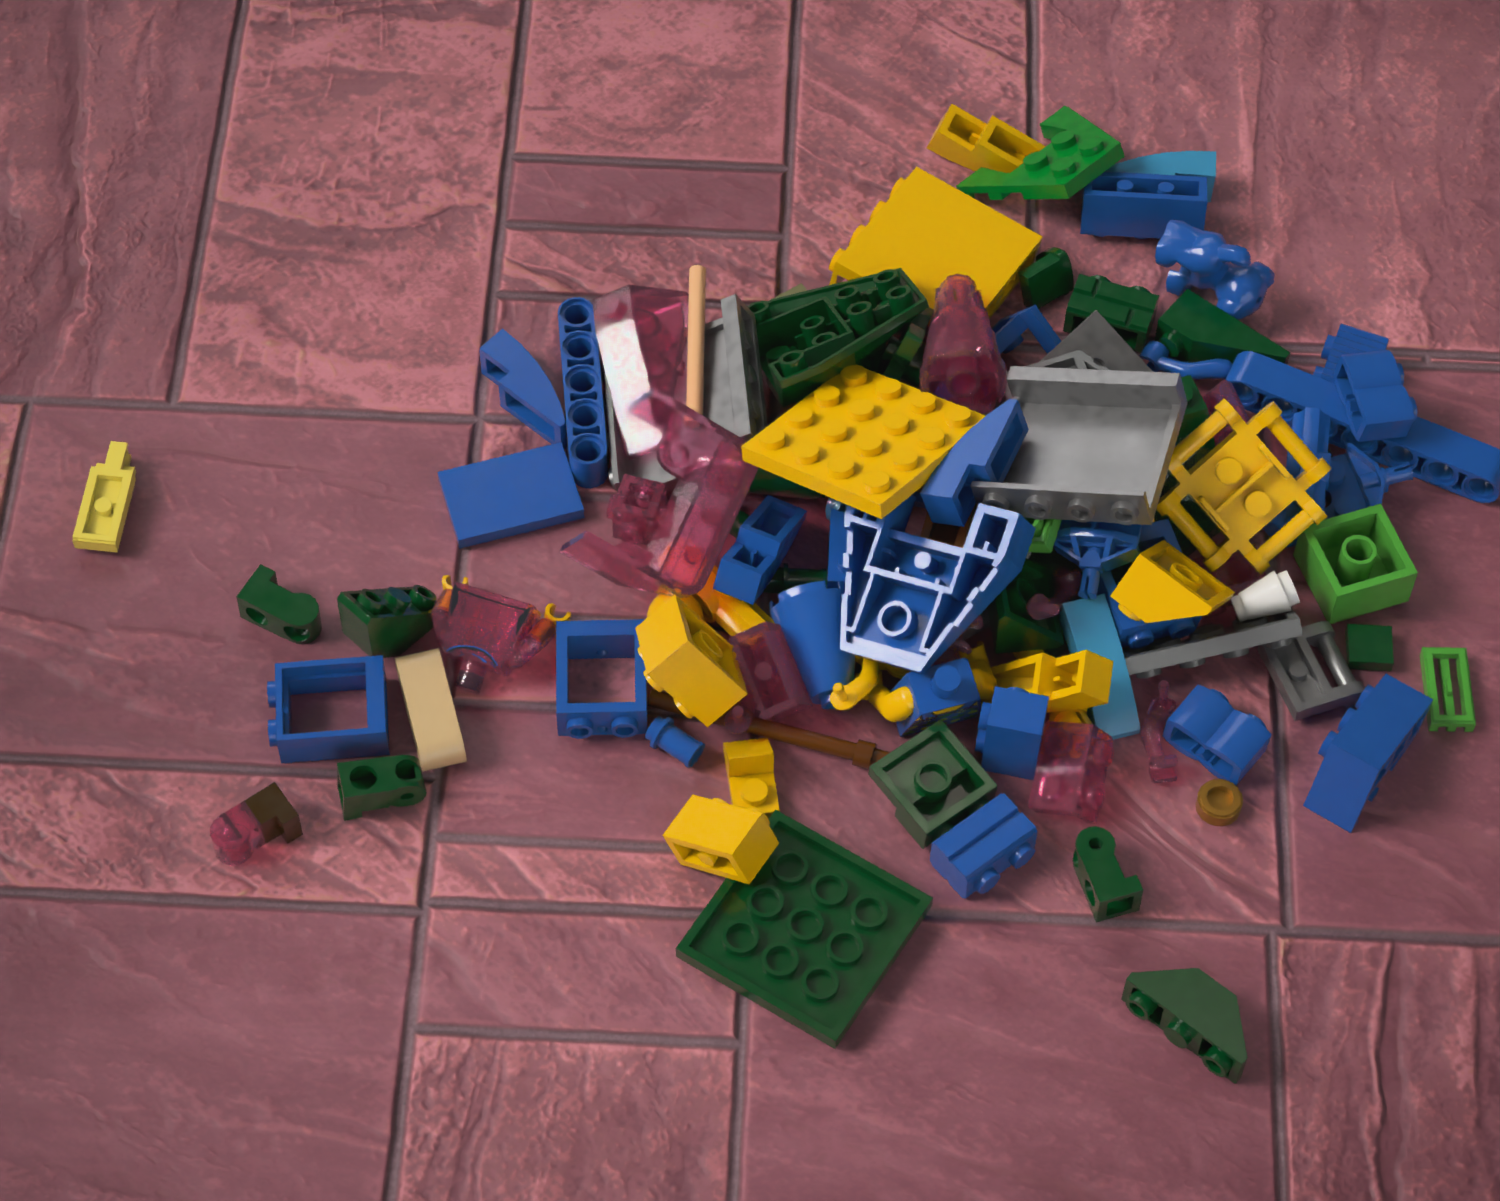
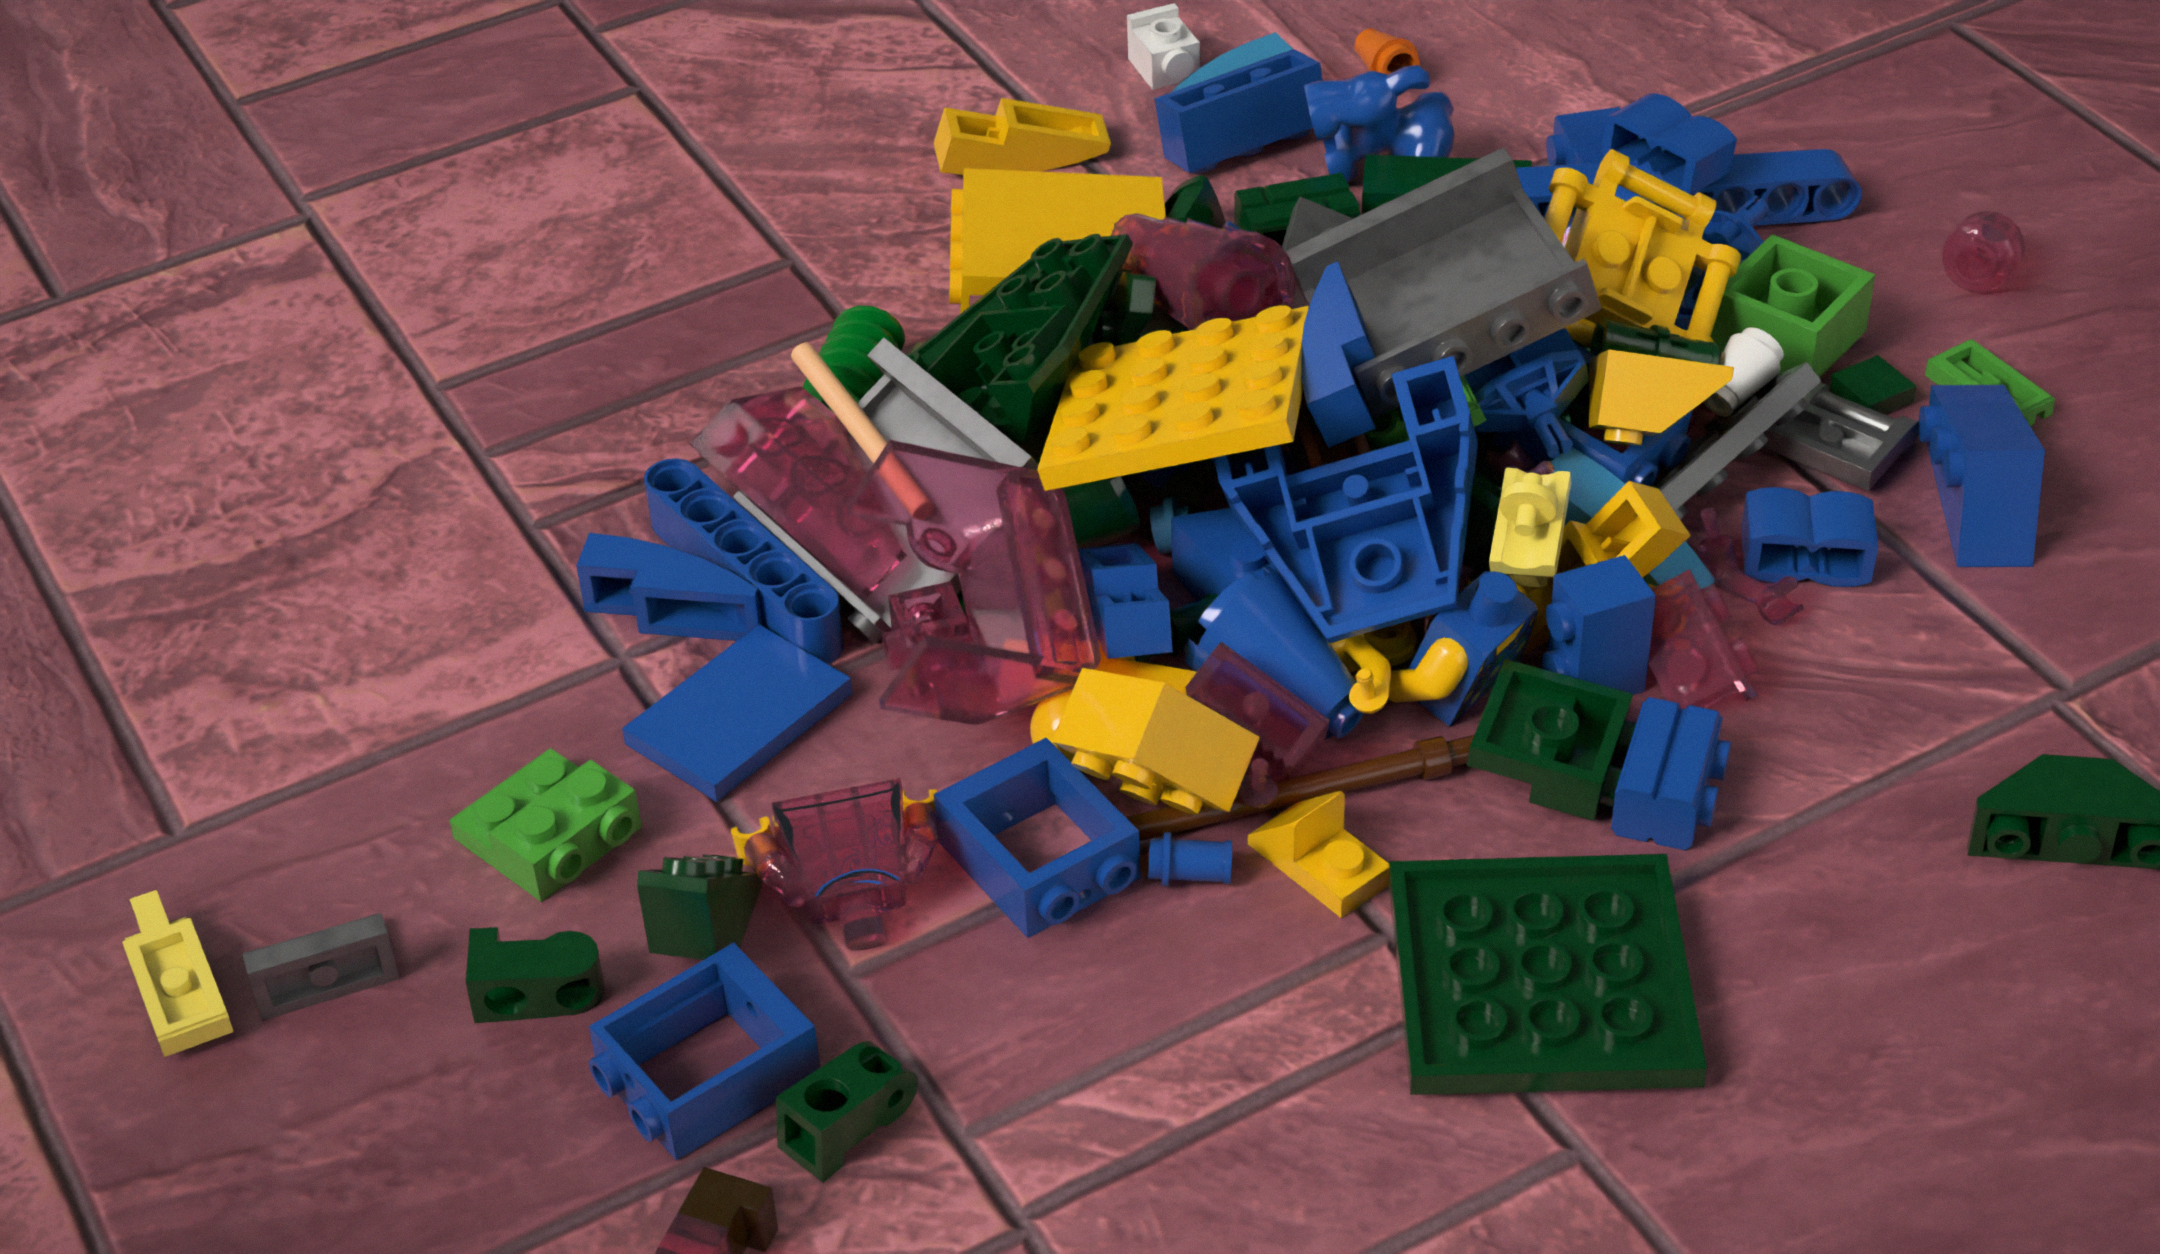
camera: 30 degrees left, 15 degrees down
(184, 535) = (321, 966): none -> flat silver panel
(358, 511) = (549, 822): none -> bright green plate
(430, 709) = (843, 982): tan beam -> none
(721, 838) = (1360, 920): yellow brick -> none
(751, 276) = (848, 346): none -> green piece
(1008, 642) = (1530, 526): none -> light yellow hips
(1059, 170) = (1114, 105): green wing -> none
(1101, 876) = (1829, 733): dark green leg -> none
(1145, 118) = (1162, 46): none -> white brick
(1212, 554) = (1651, 341): none -> dark green pin
(1219, 802) = (1871, 605): pearl gold tile -> none
(1287, 206) = (1384, 51): none -> orange cone

